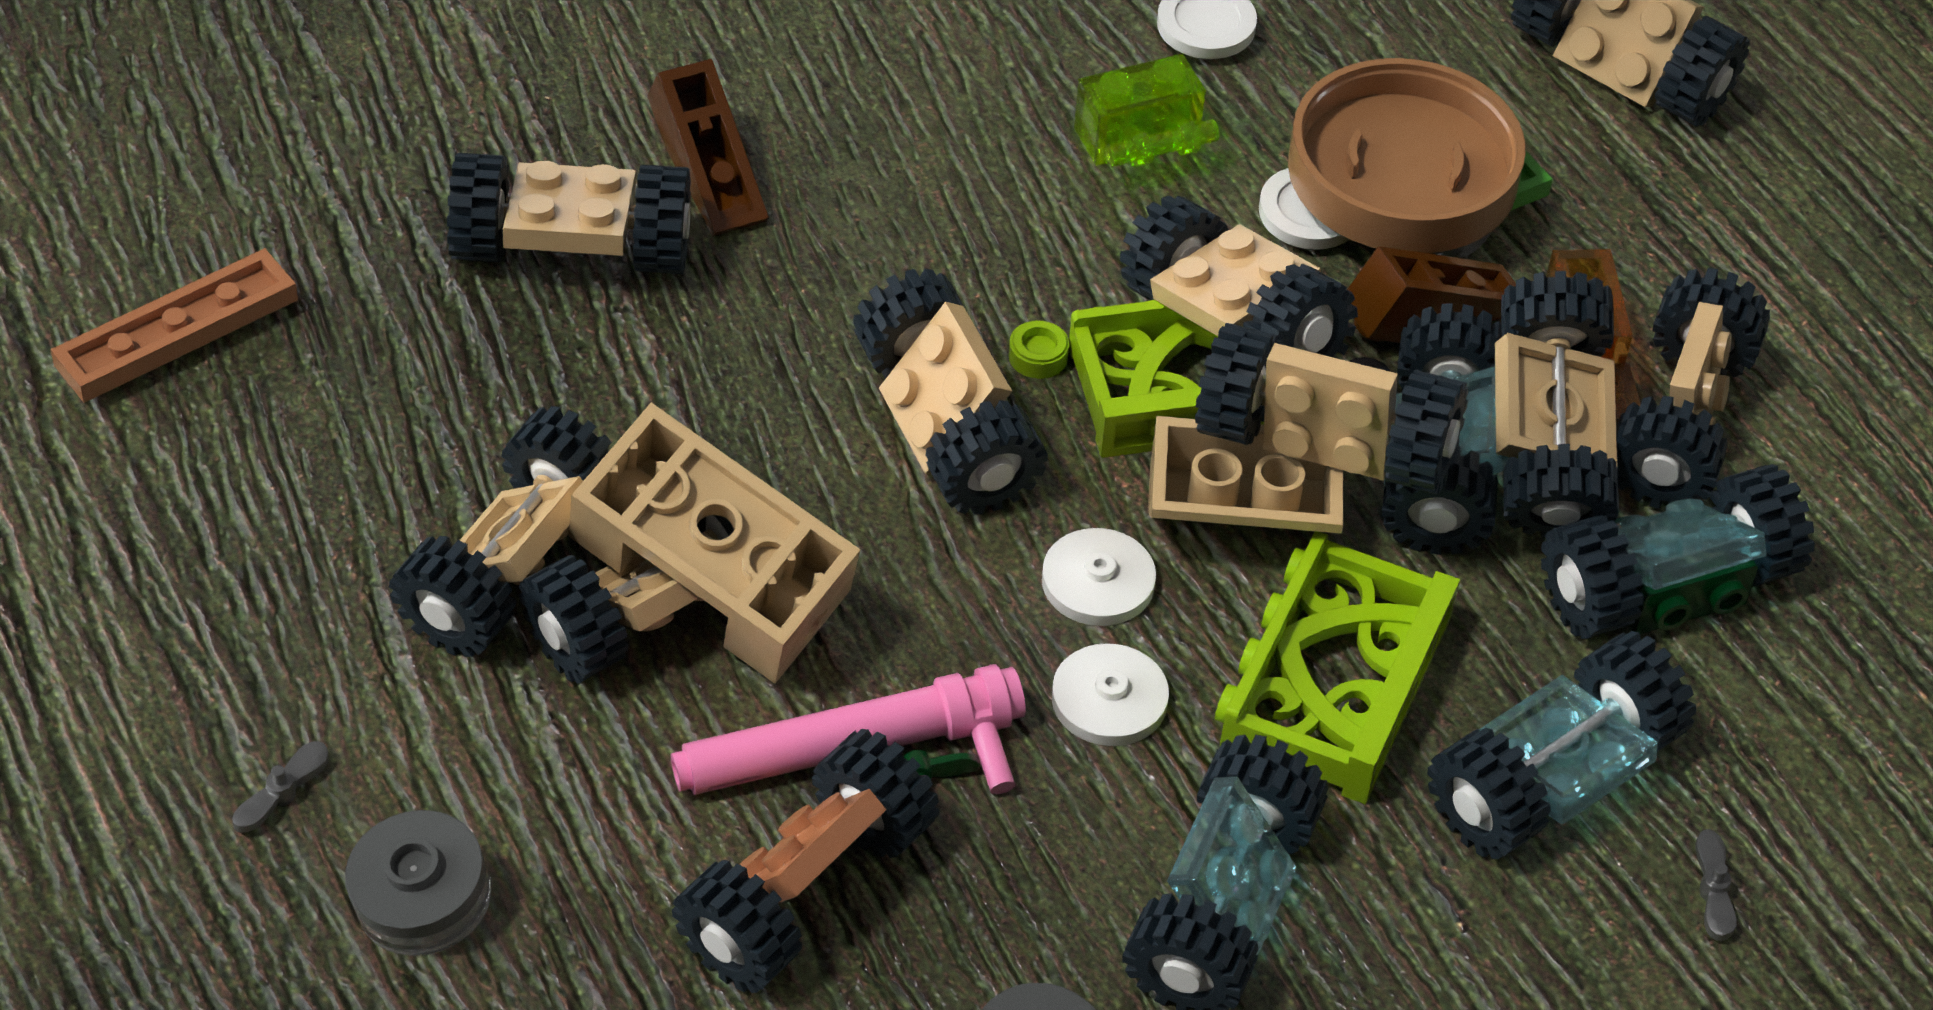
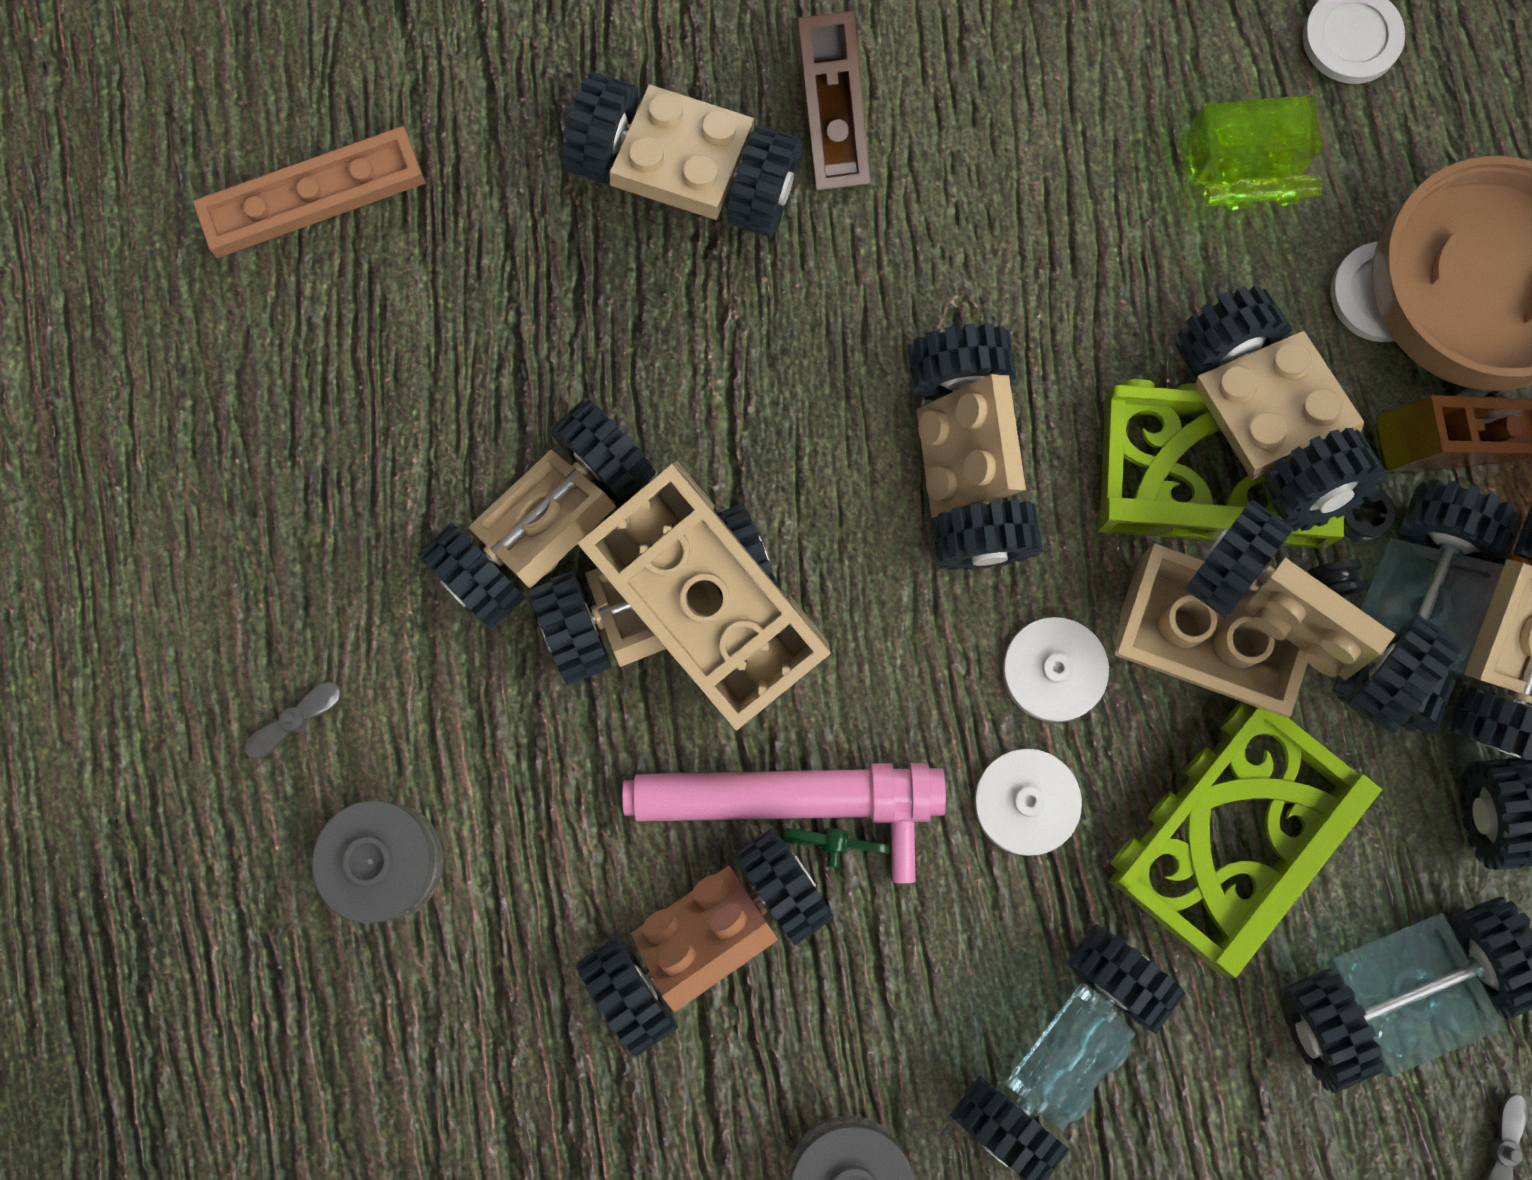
camera: 20 degrees right, 30 degrees up
(1038, 349) = (1075, 398): lime tile -> none

